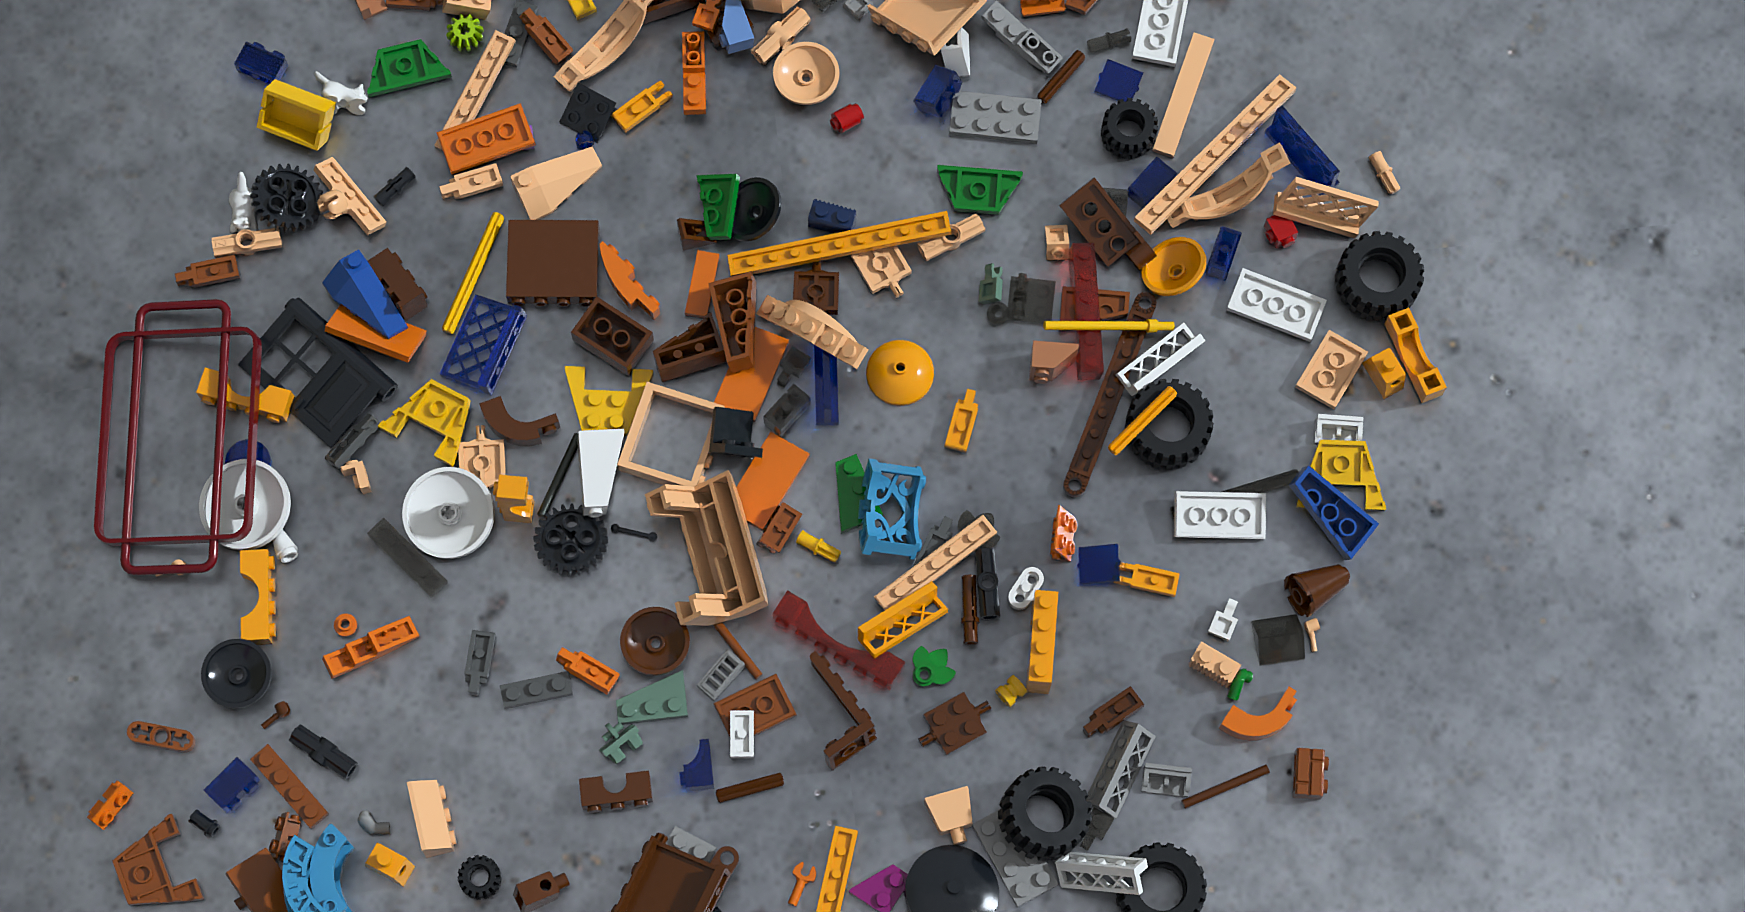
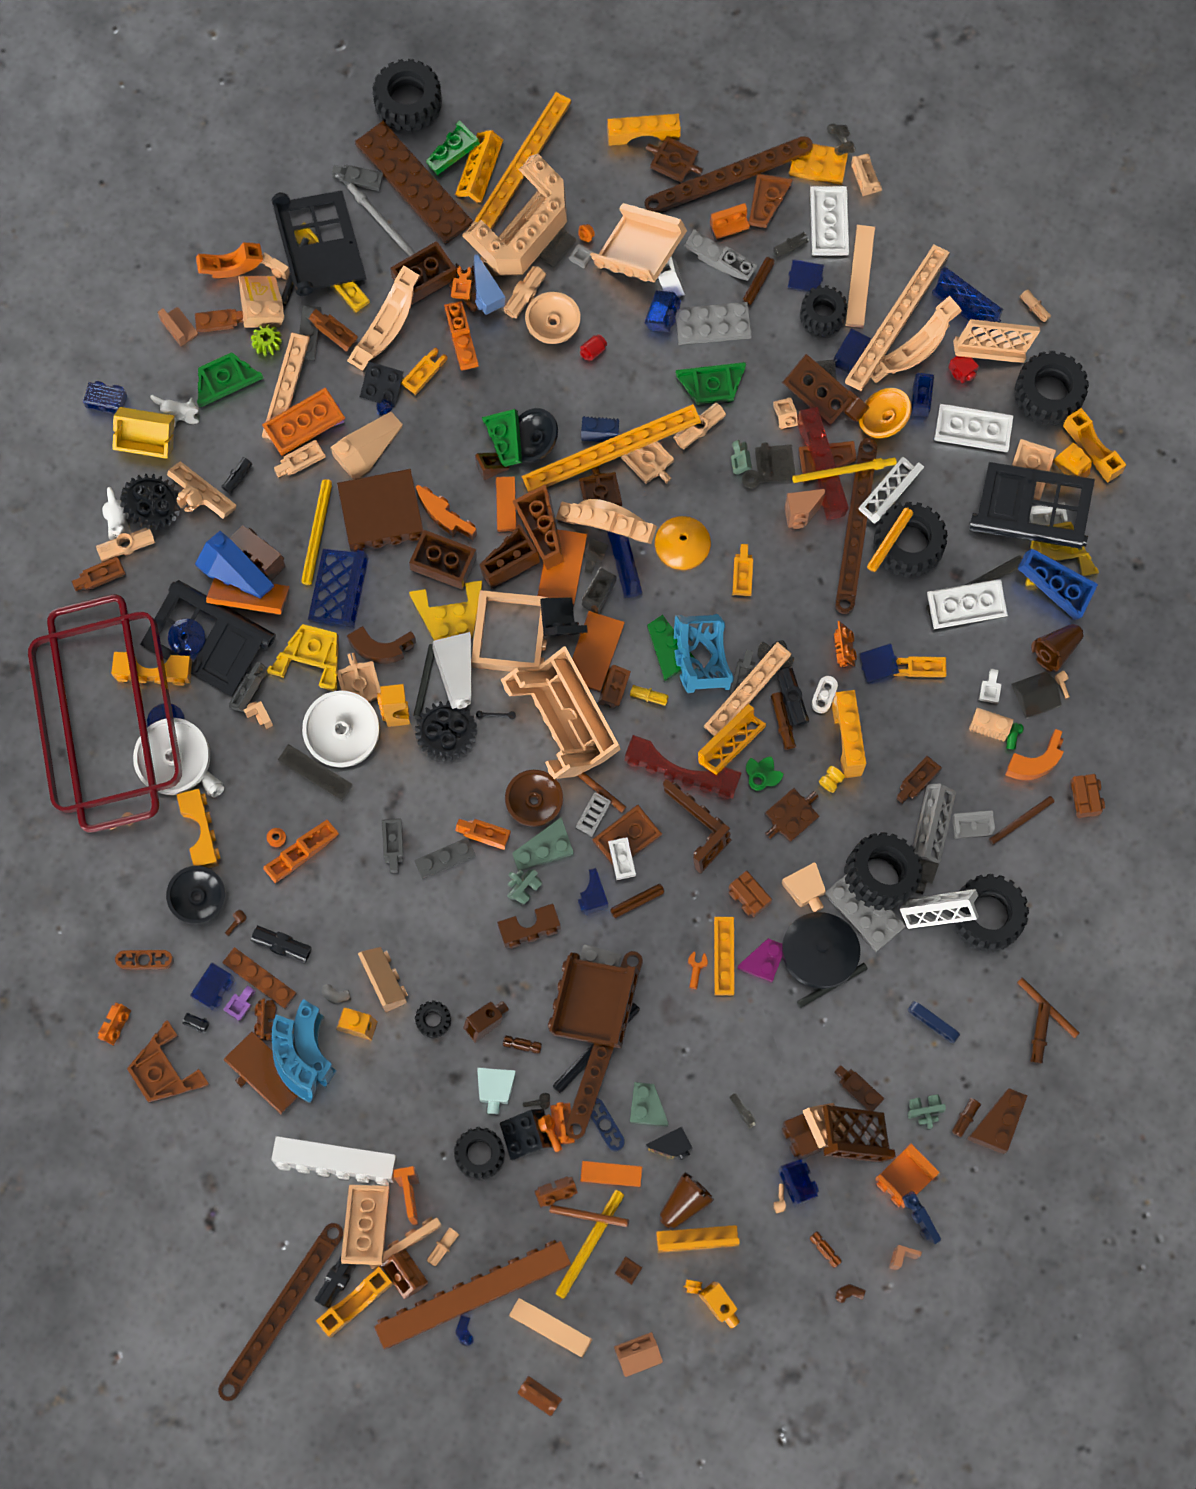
camera: 10 degrees left, 0 degrees up
(258, 814) = (238, 1005): none -> medium lavender plate
(303, 367) = (194, 641): none -> clear blue dish
(883, 807) = (750, 894): none -> dark orange brick
(1296, 404) = (1009, 500): none -> black door

